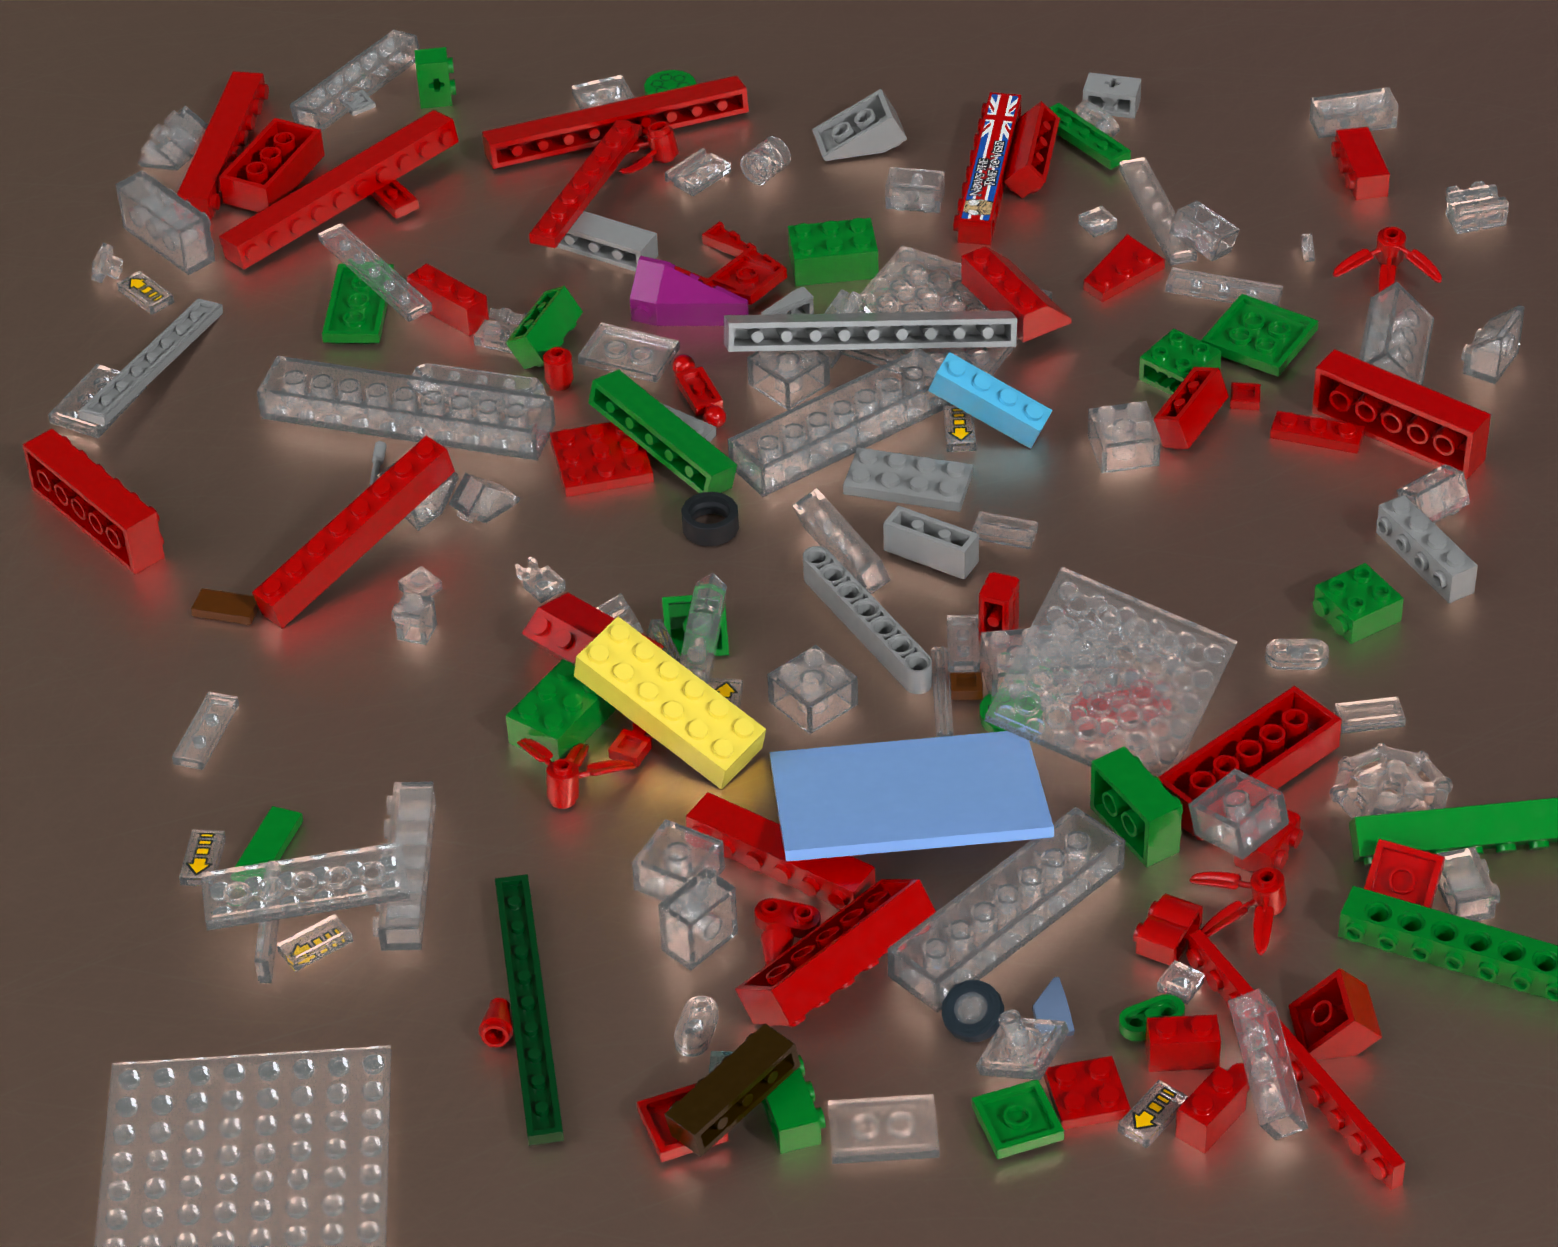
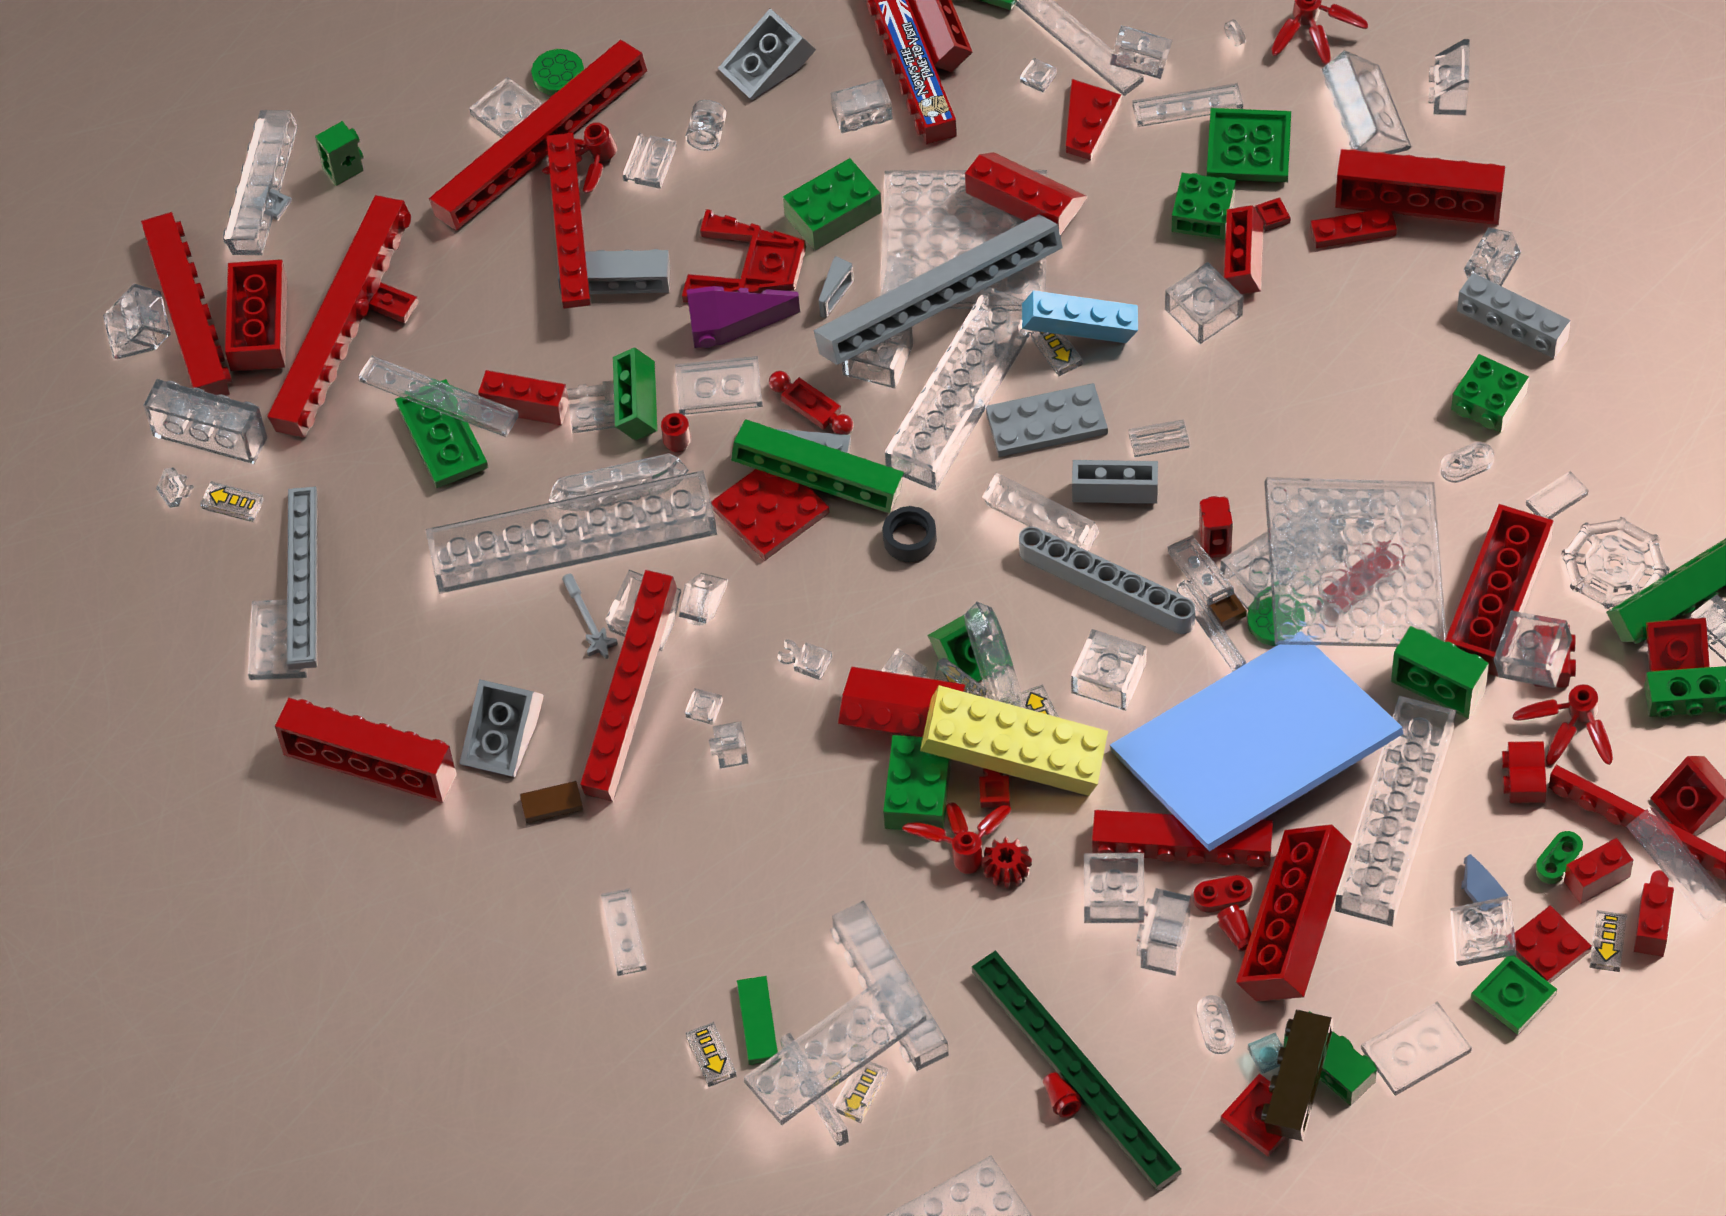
camera: 25 degrees left, 15 degrees up
(227, 529) = (500, 727): none -> light grey slope
(595, 808) = (1017, 862): none -> red gear
(972, 1010) = (1424, 915): black wheel -> none
(1180, 981) = (1561, 815): clear plate -> none

